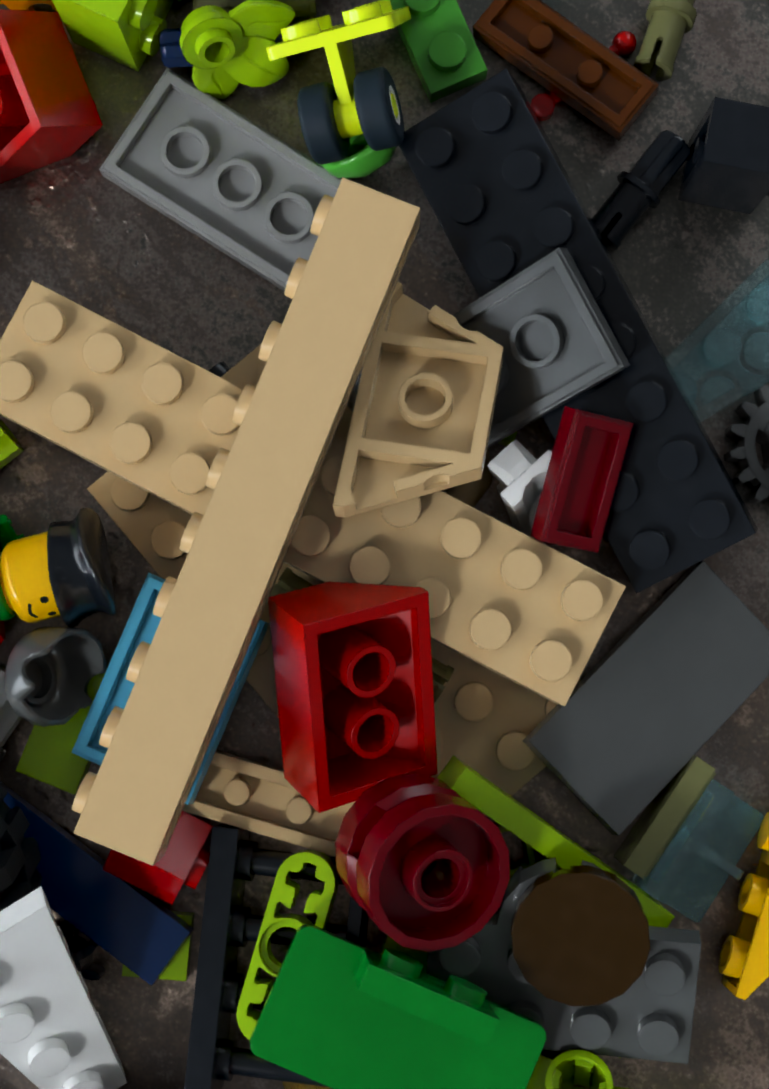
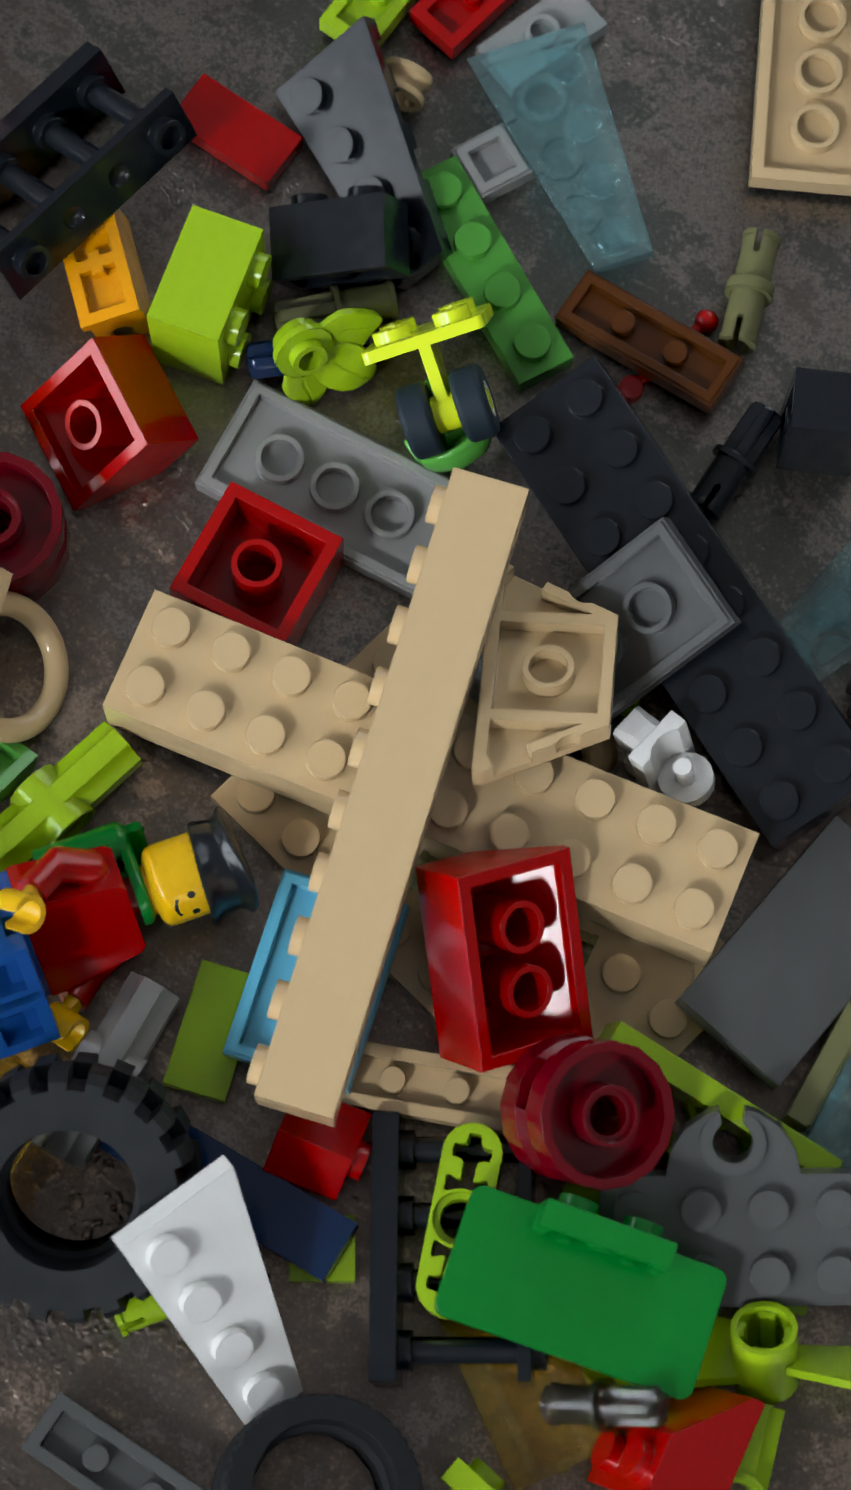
camera: 10 degrees left, 10 degrees down
(51, 673) = (198, 971): dark grey hair -> none
(148, 265) = (260, 565): none -> red brick
(580, 936) = (749, 1170): dark brown tile -> none
(581, 479) = (705, 735): dark red tile -> none

